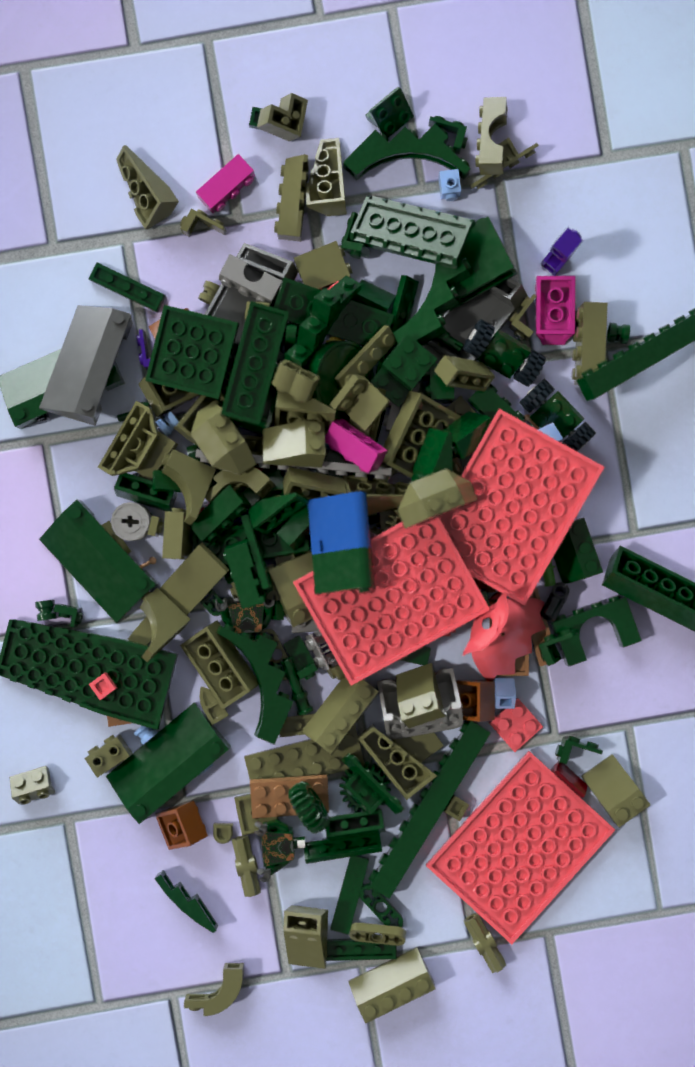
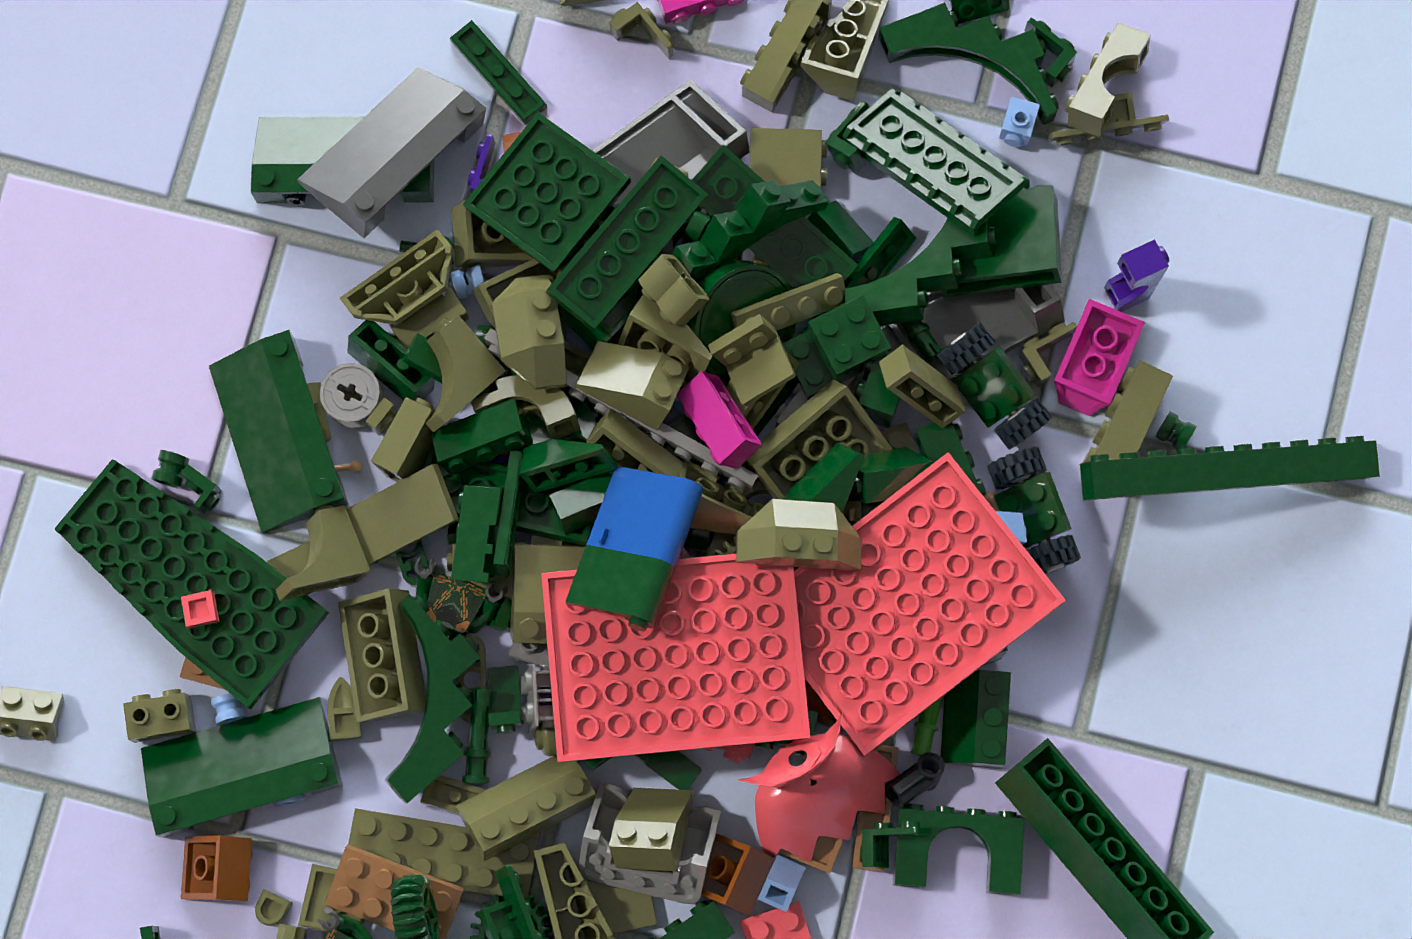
camera: 25 degrees right, 10 degrees down
(209, 292) = (612, 123): olive wheel -> none
(233, 276) = (654, 114): light grey arch -> none

